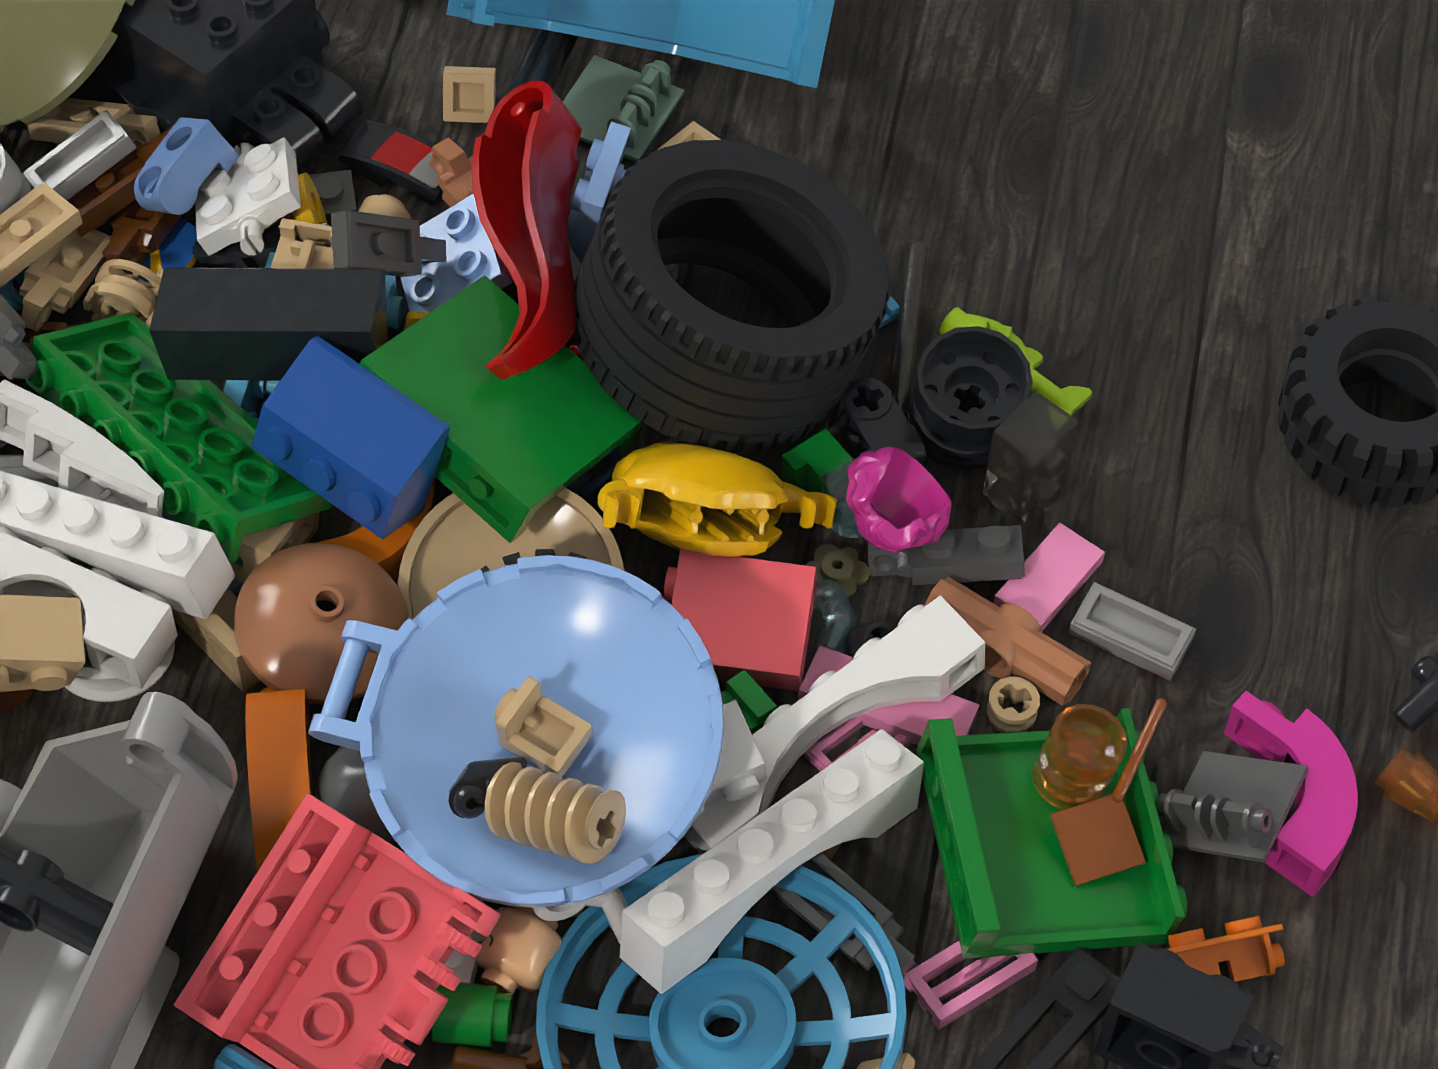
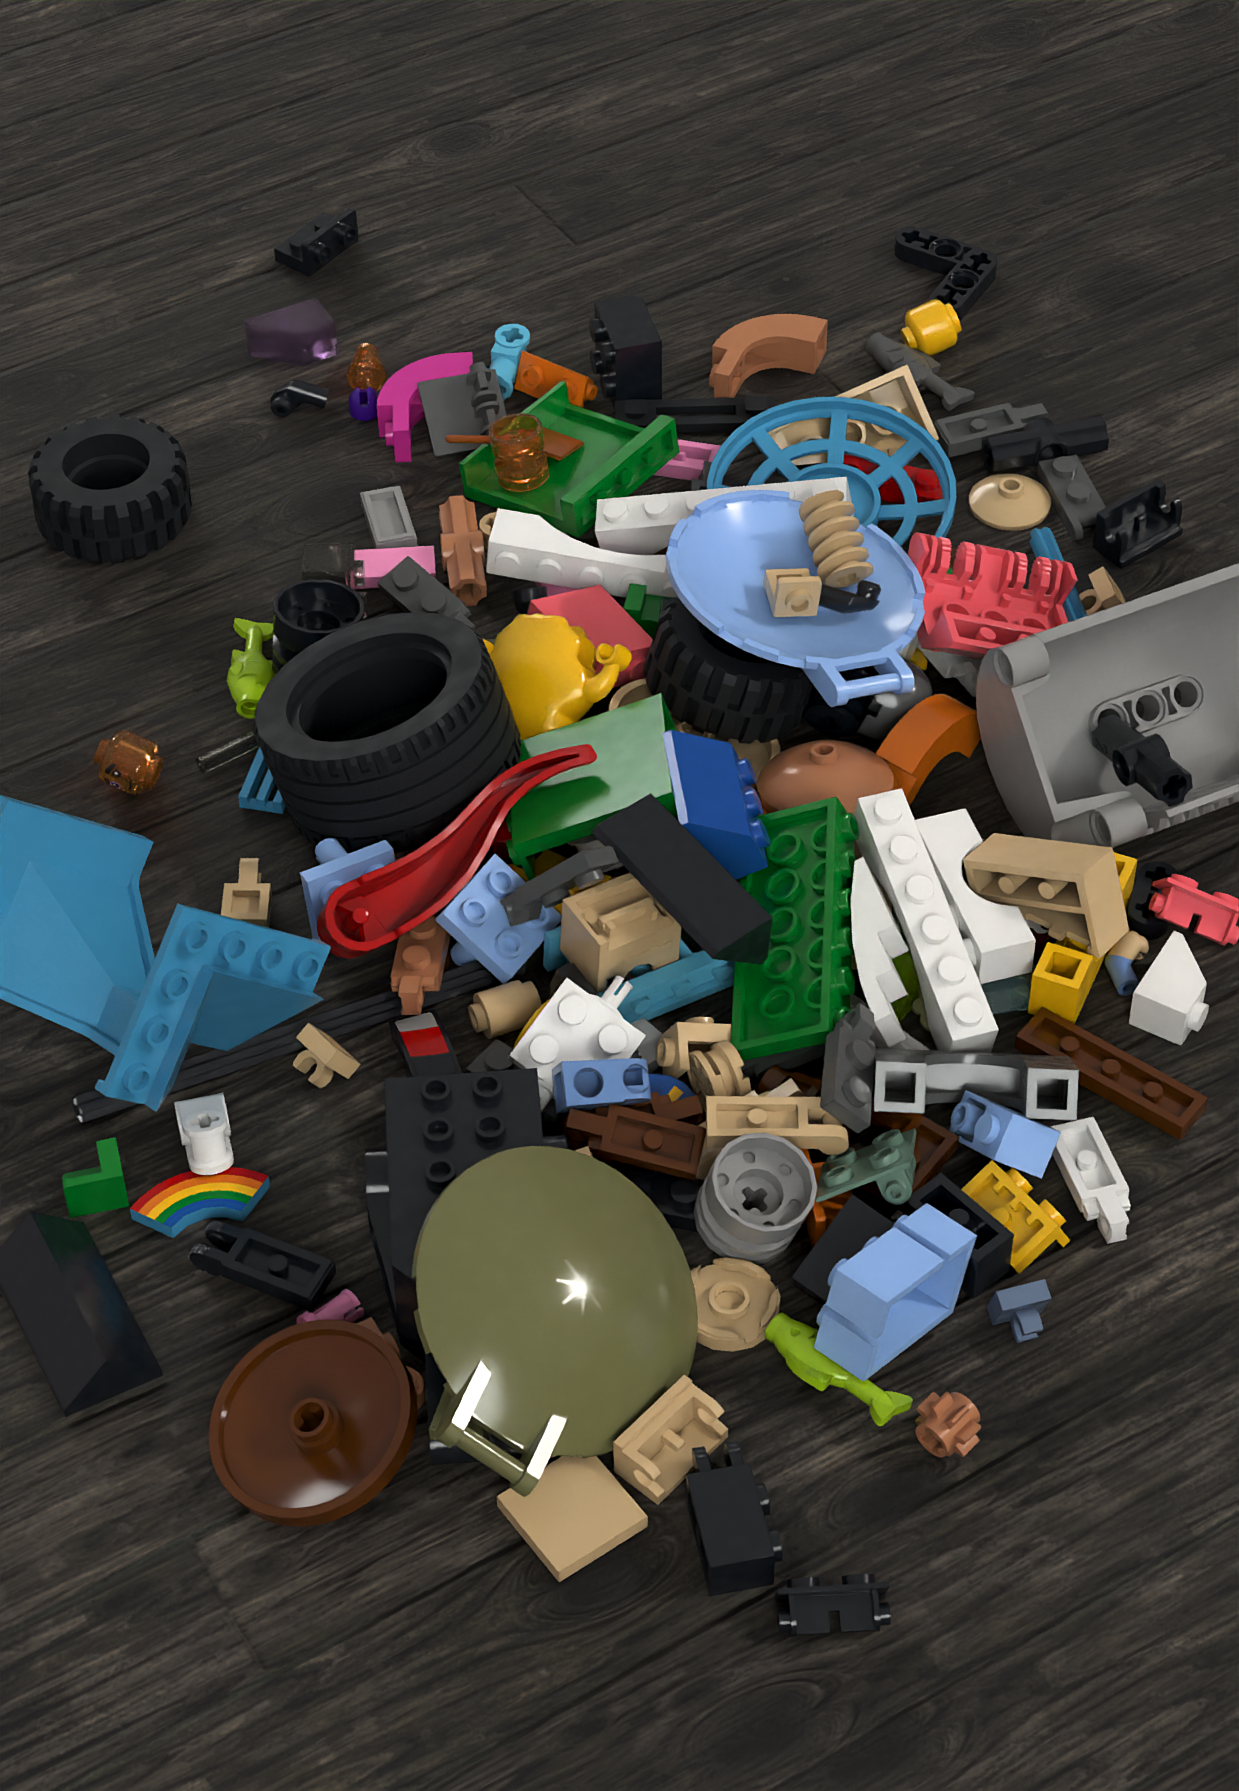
camera: 130 degrees left, 10 degrees down
(82, 156) = (657, 1162): light grey tile -> none
(896, 500) = (448, 592): dark pink hair -> none
(961, 184) = (128, 762): none -> clear orange head
(1304, 924) = (506, 354): none -> medium azure connector
(1359, 746) = (366, 411): none -> dark purple hinge

